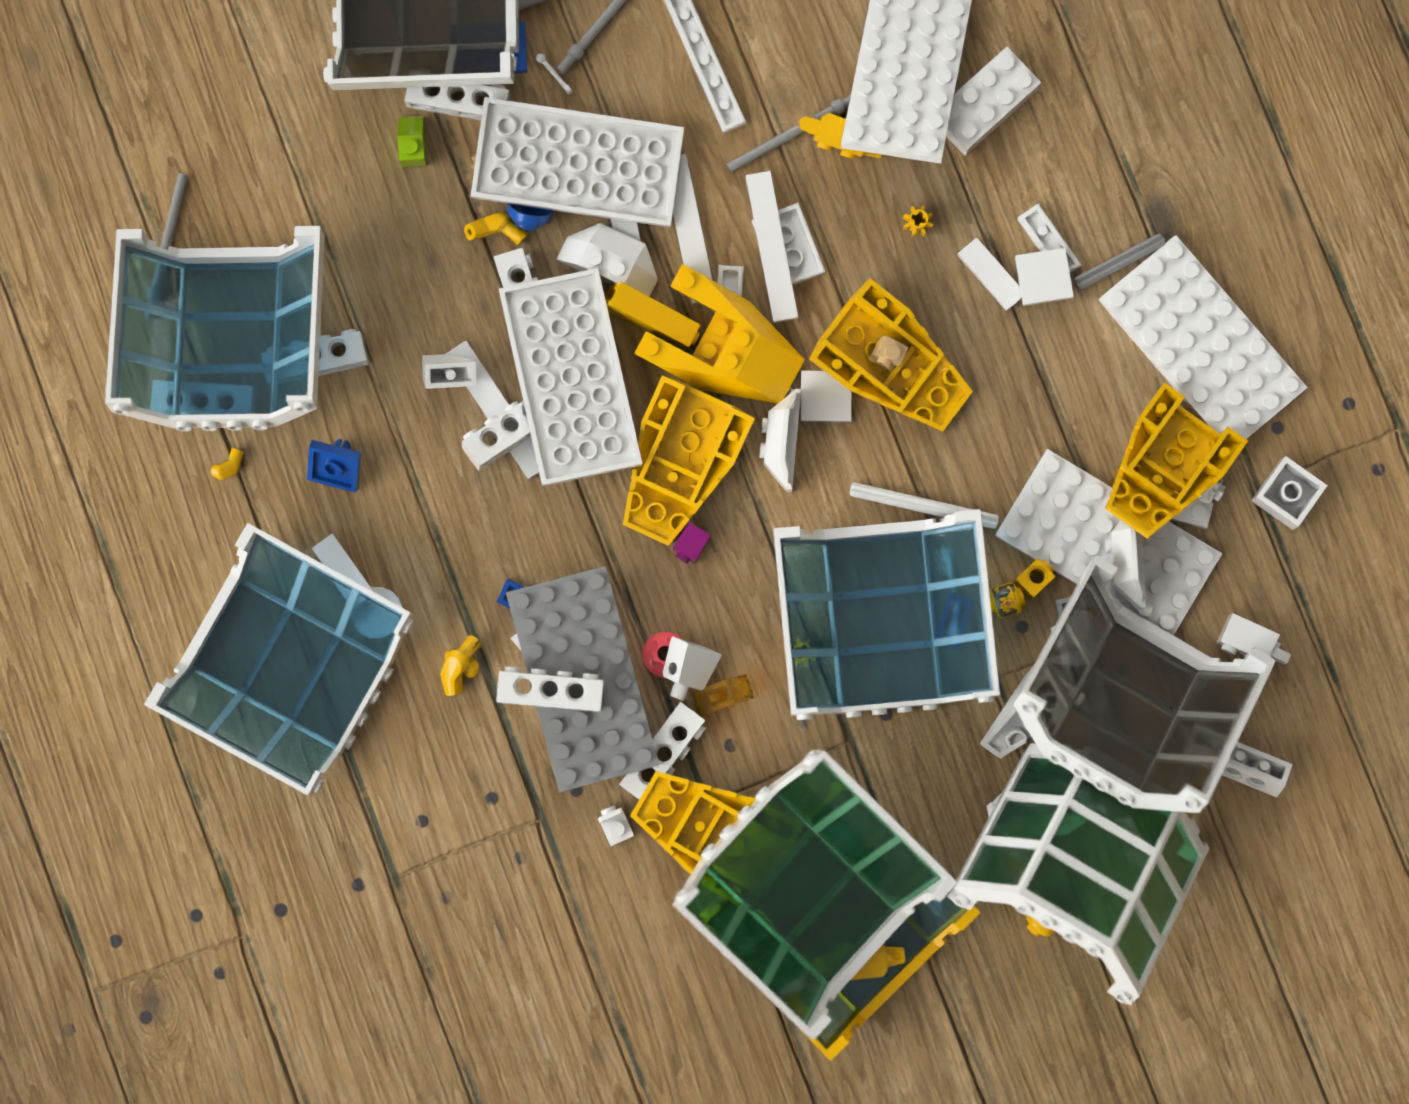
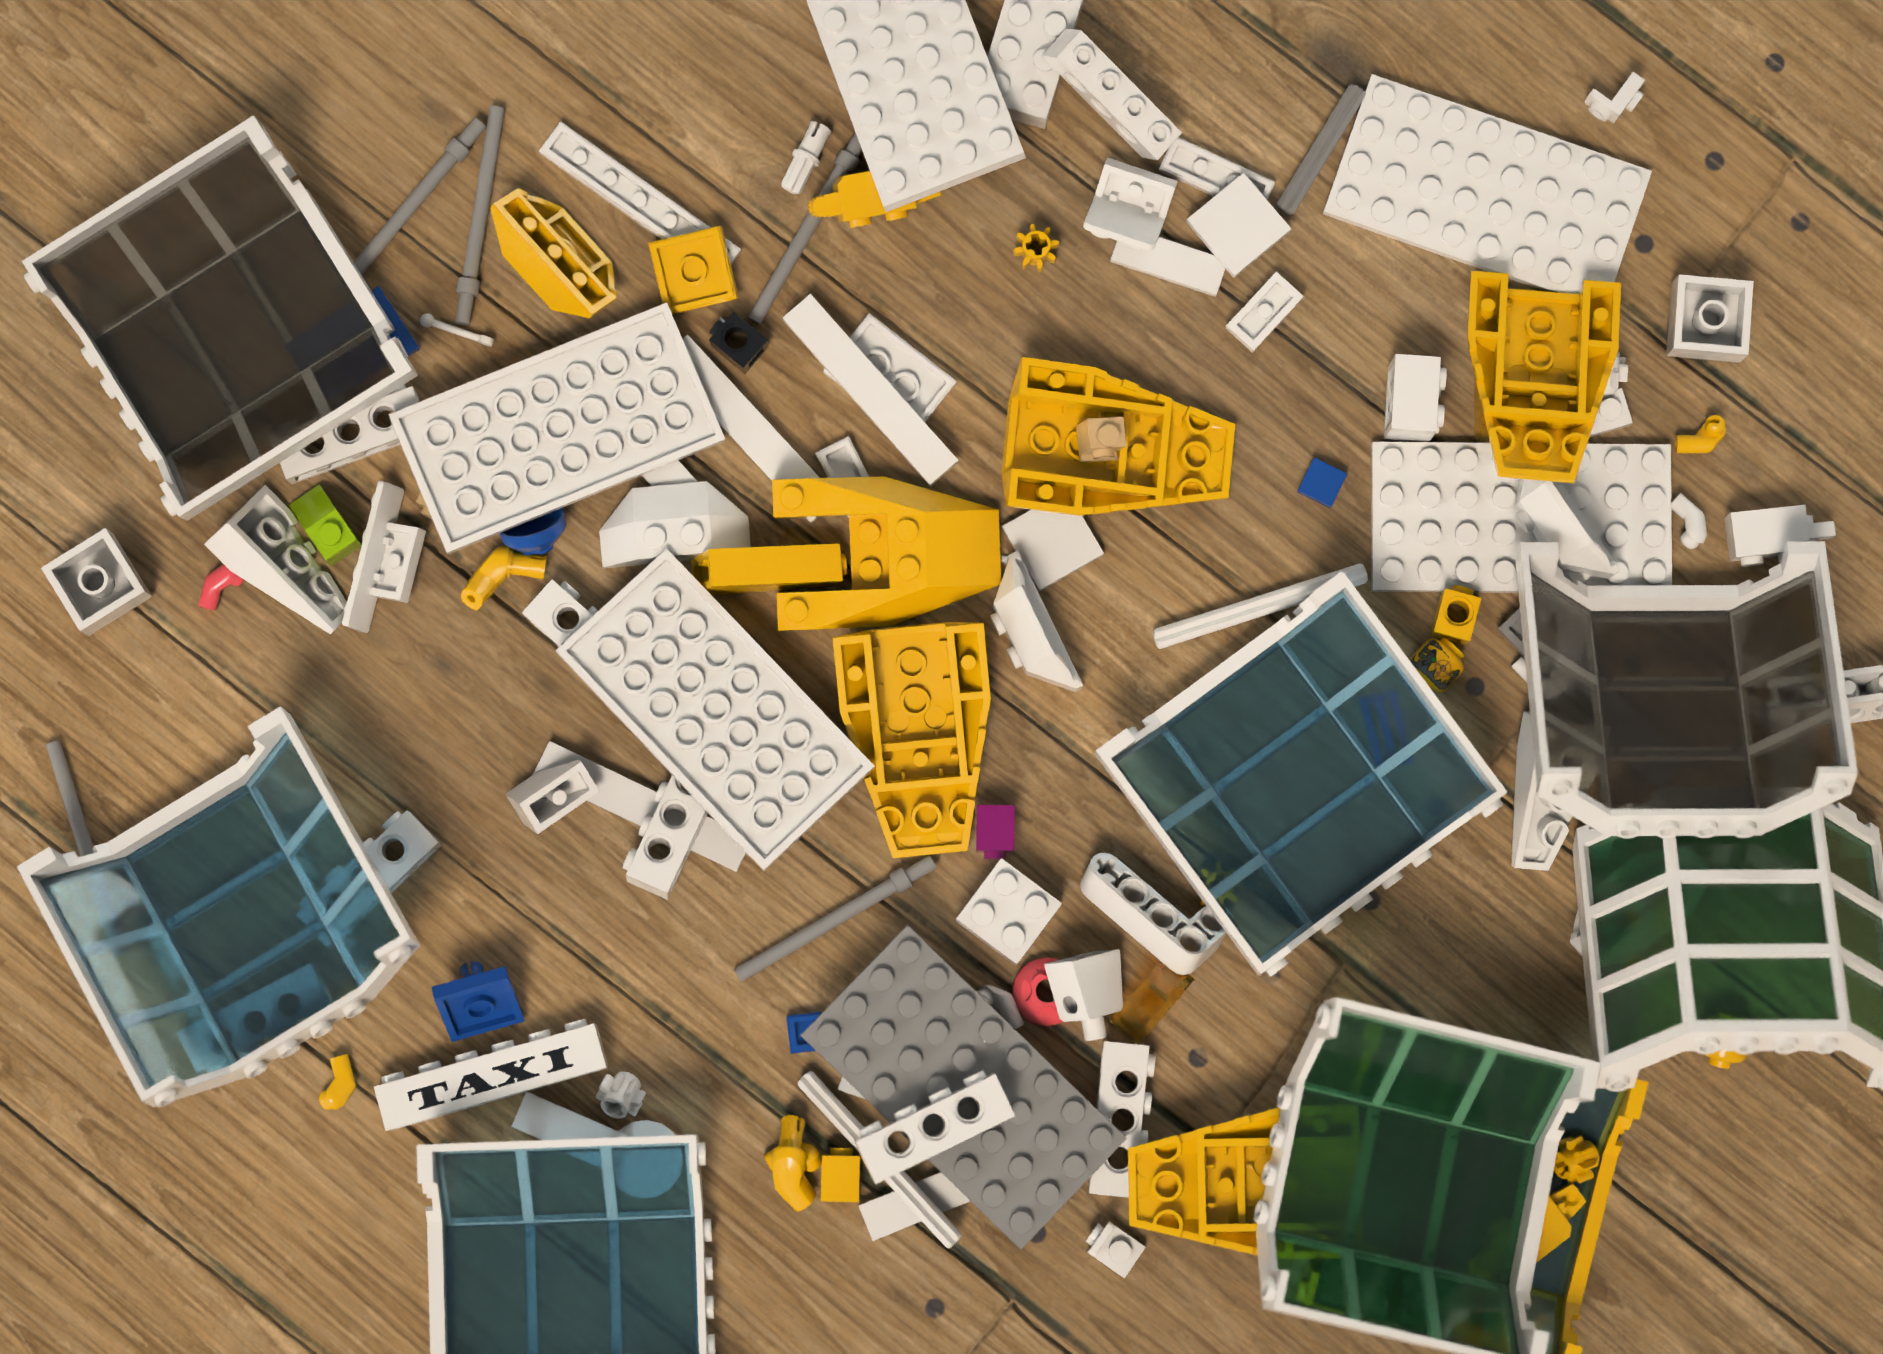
camera: 35 degrees left, 0 degrees up
(262, 96) = (96, 582): none -> white brick
(316, 512) = (490, 1076): none -> white brick
(330, 137) = (214, 583): none -> coral arm
(371, 140) = (271, 555): none -> white wedge
(384, 567) = (620, 1095): none -> white gear
(434, 180) = (385, 559): none -> white bracket
(482, 689) = (840, 1176): none -> yellow brick
(512, 730) = (891, 1213): none -> white tile
(513, 710) = (901, 1182): none -> white axle
(619, 540) = (899, 881): none -> light grey bar
(635, 61) = (553, 254): none -> yellow wedge
(636, 646) = (1002, 1002): none -> white arm
(670, 595) = (1008, 912): none -> white brick
(711, 118) = (693, 270): none -> yellow tile
(716, 184) = (743, 357): none -> black brick
(749, 646) = (1150, 917): none -> white beam
(815, 91) = (805, 158): none -> white axle
(913, 934) = (1576, 1159): none -> yellow gear
(987, 228) = (1130, 205): none -> white bracket
(1003, 455) = (1322, 482): none -> blue tile
(1014, 156) = (1111, 94): none -> white brick
(1029, 336) = (1264, 312): none -> white plate
(1085, 435) = (1413, 398): none -> white brick
(1208, 607) = (1694, 521): none -> white arm
(1245, 562) = (1705, 439): none -> yellow arm
(1316, 336) = (1626, 98): none -> white bracket

